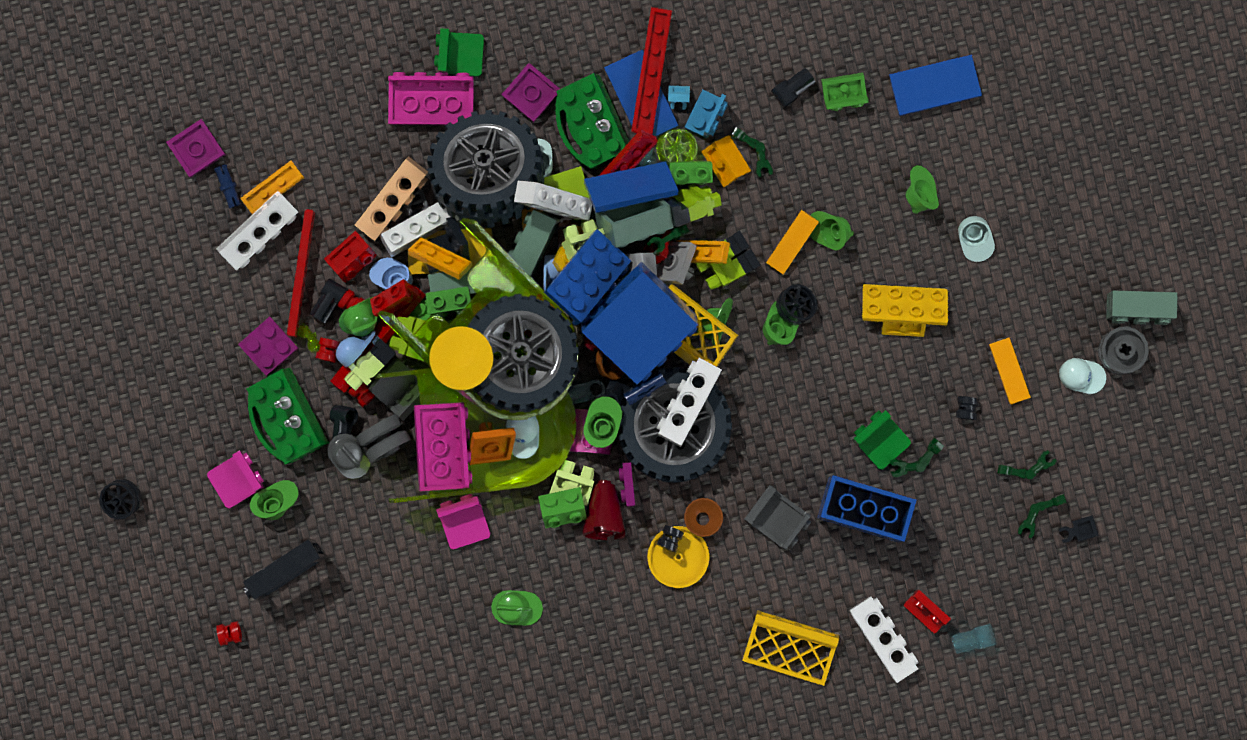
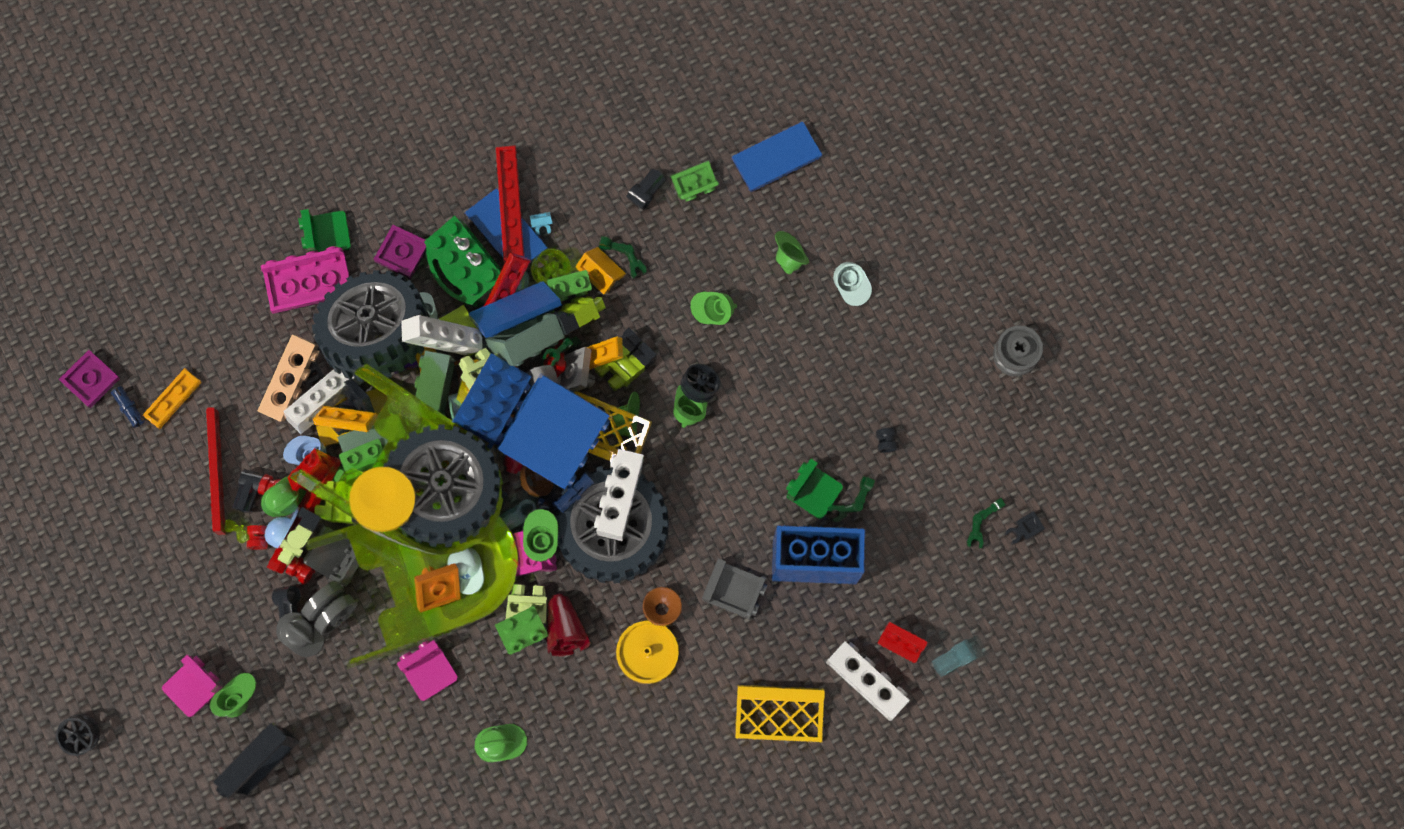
camera: 25 degrees left, 10 degrees down
(245, 232) = (178, 410): white brick -> none
(268, 346) = (198, 549): magenta plate -> none
(284, 417) = (227, 612): green piece -> none
(350, 257) = (261, 444): red bracket -> none
(442, 446) = (388, 600): dark pink bracket -> none
(625, 475) = (577, 586): magenta plate -> none
(670, 543) = (635, 634): black wheel -> none
(705, 114) = (571, 231): dark azure bracket -> none
(792, 242) = (681, 327): light orange tile -> none
(904, 309) = (803, 364): yellow bracket -> none
(1009, 371) = (917, 397): light orange tile -> none
(1031, 472) = (971, 475): dark green piece -> none
(1082, 376) = (986, 385): light aqua cap -> none
(1141, 307) = (1023, 305): sand green piece -> none

